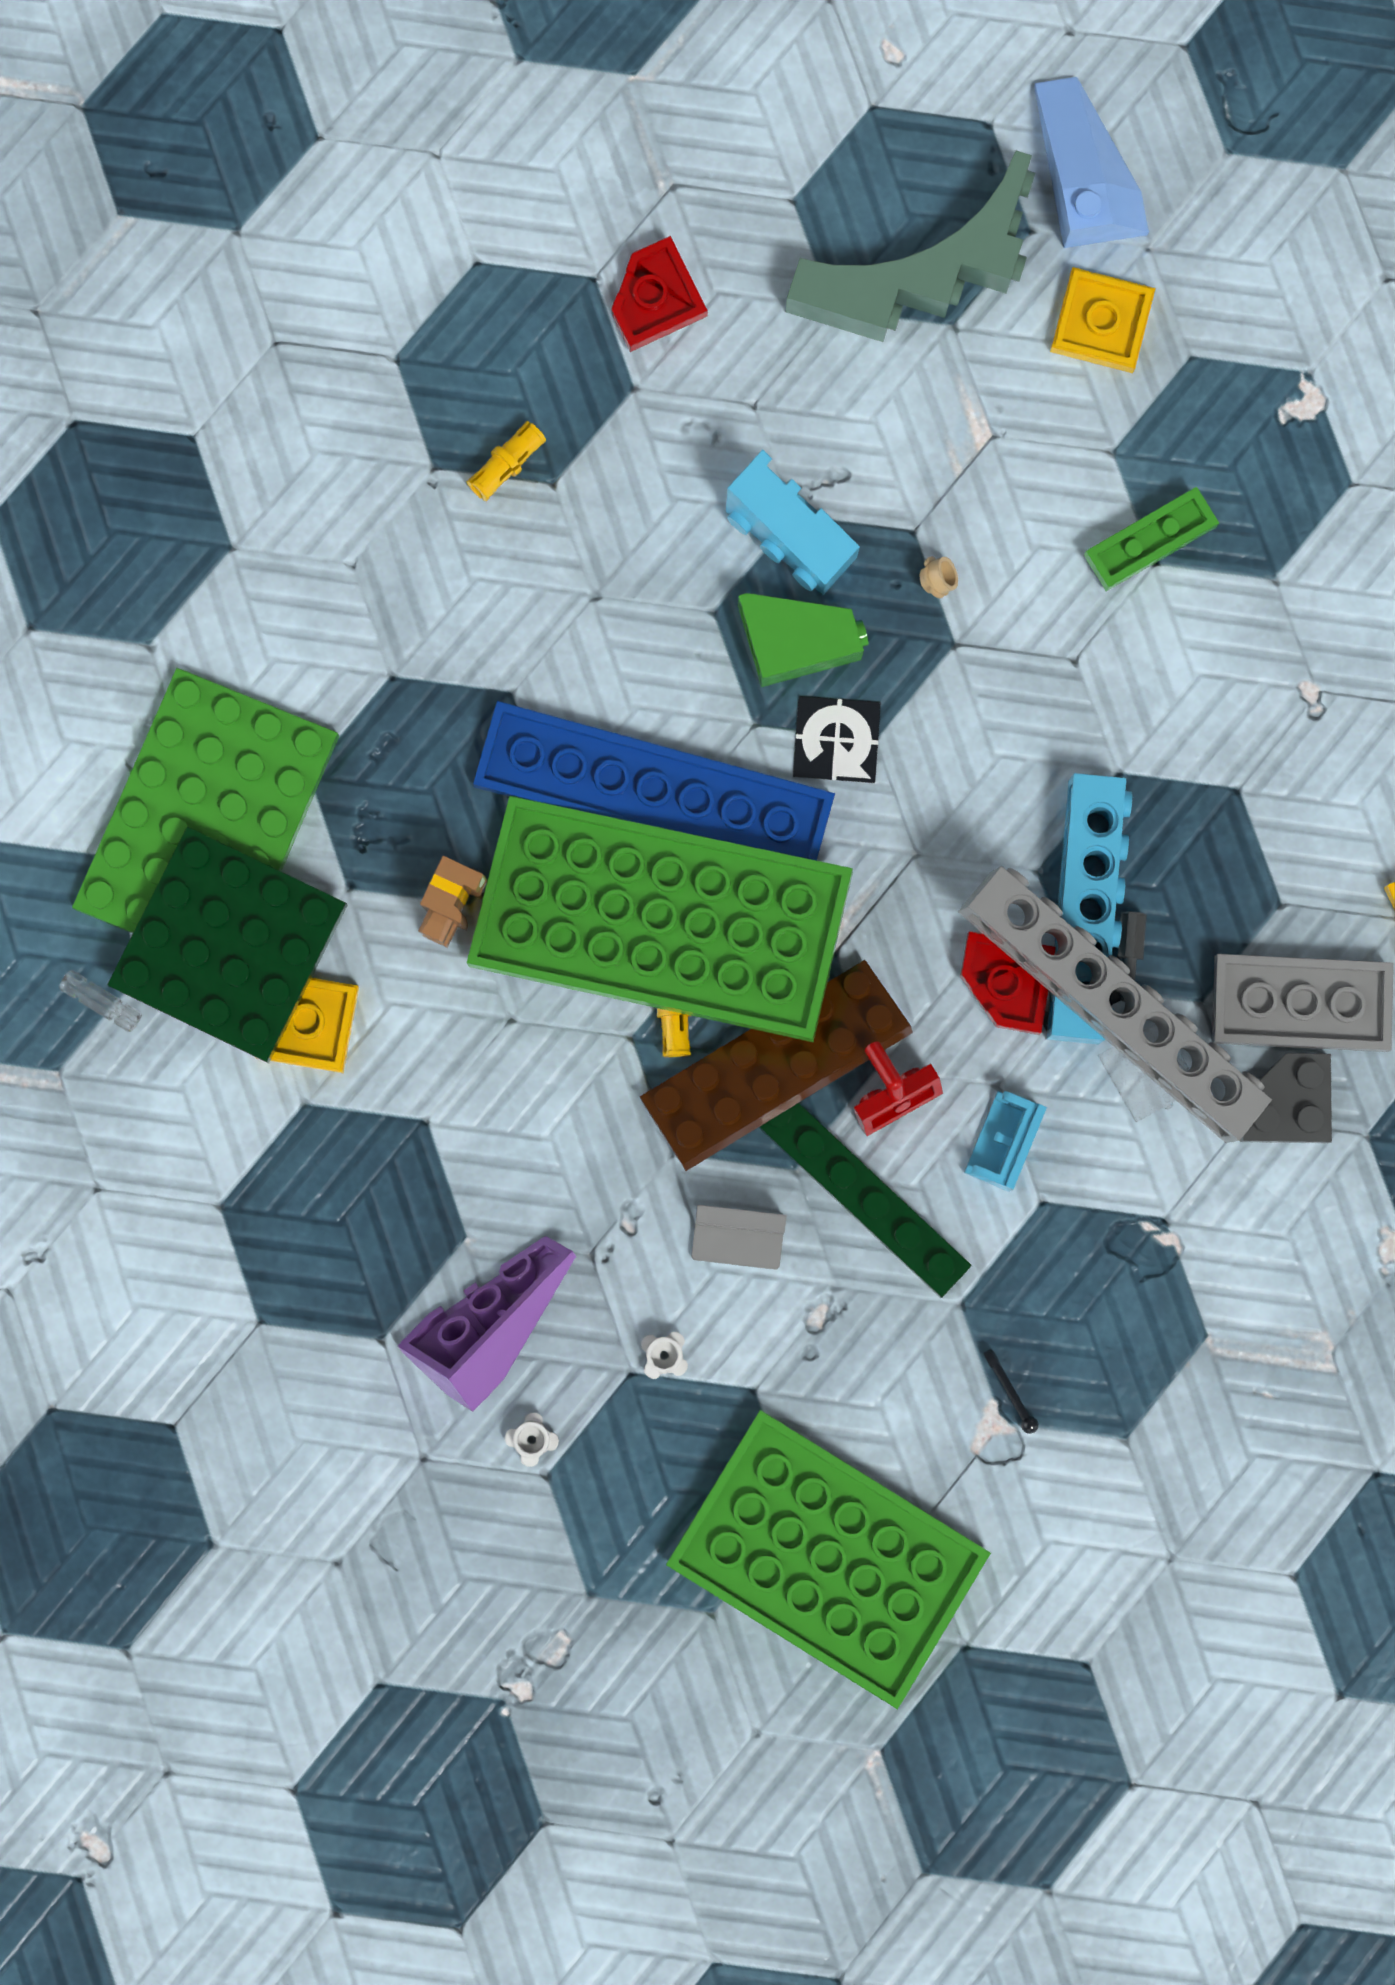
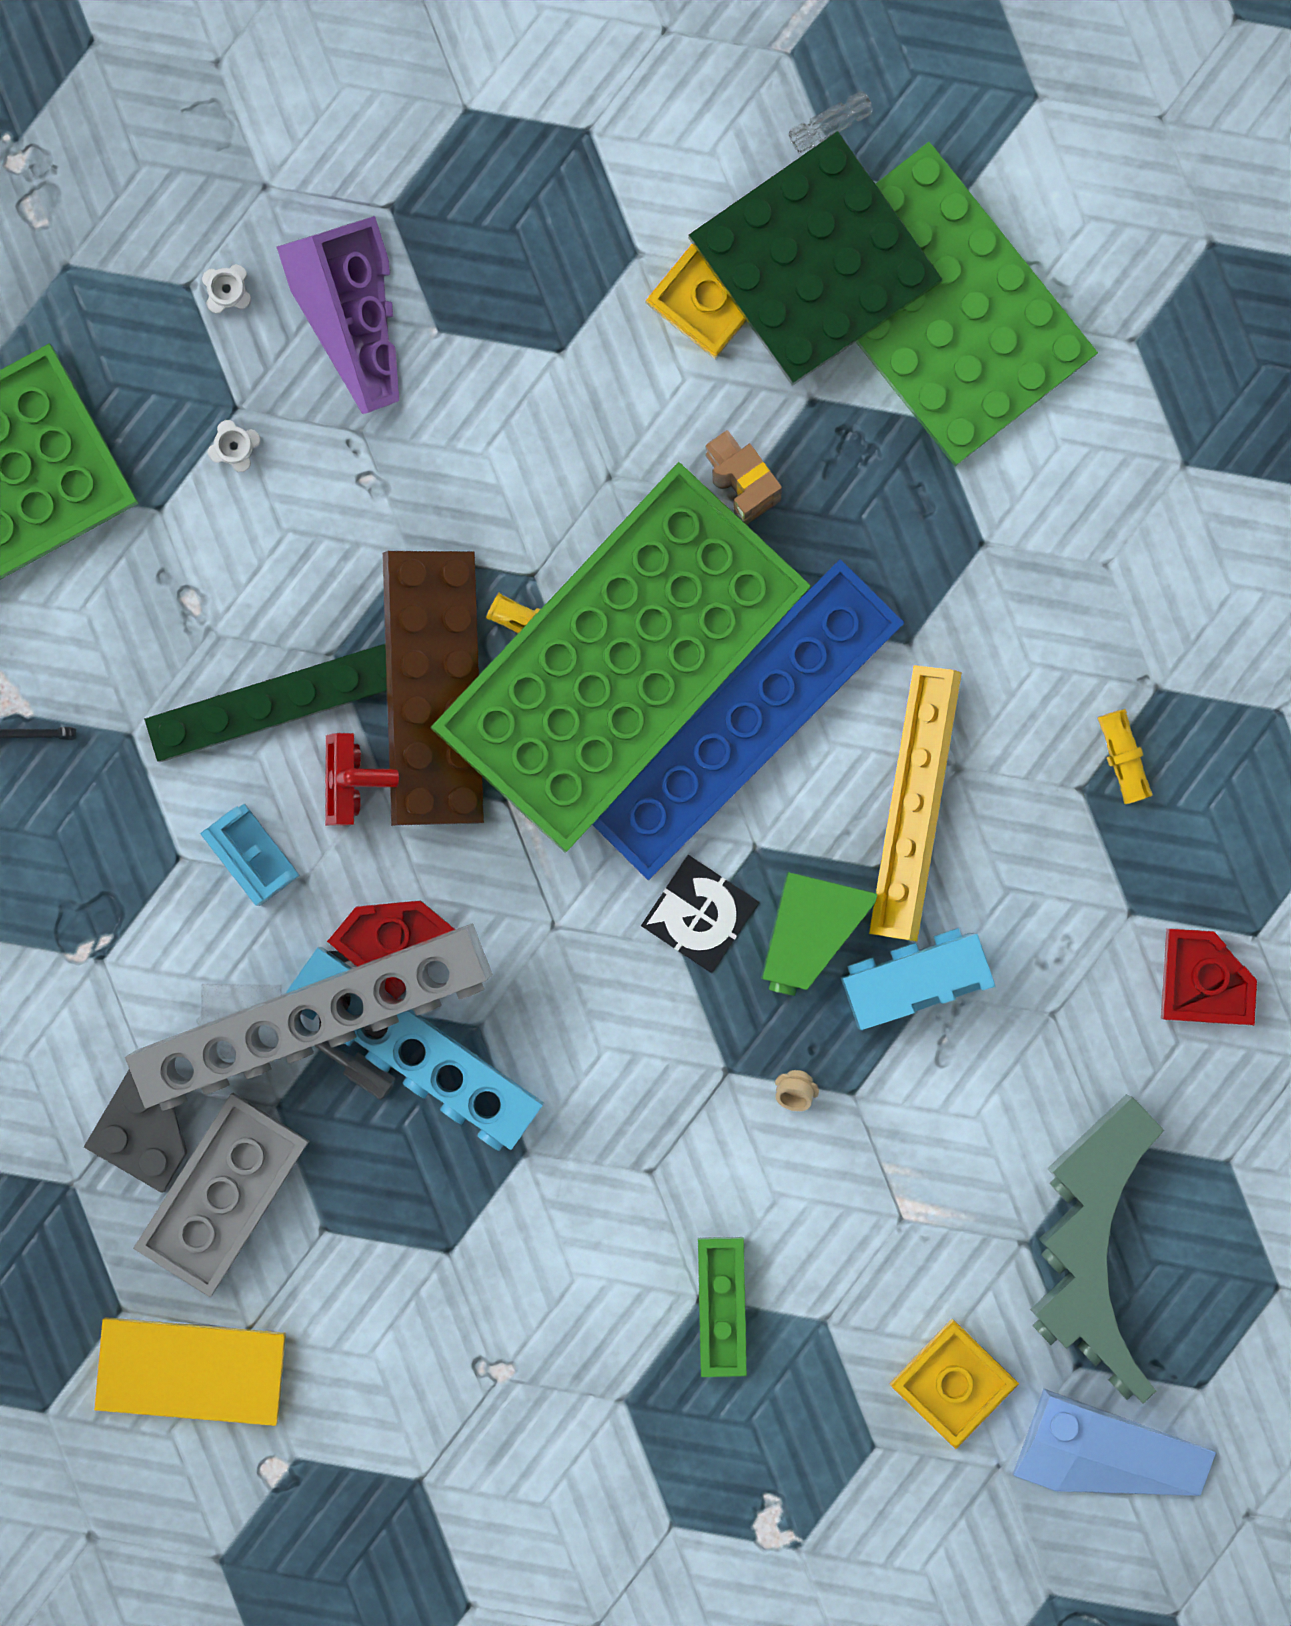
camera: 125 degrees right, 5 degrees up
(642, 609) = (915, 802): none -> yellow plate
(738, 1237) = (300, 569): light grey panel -> none

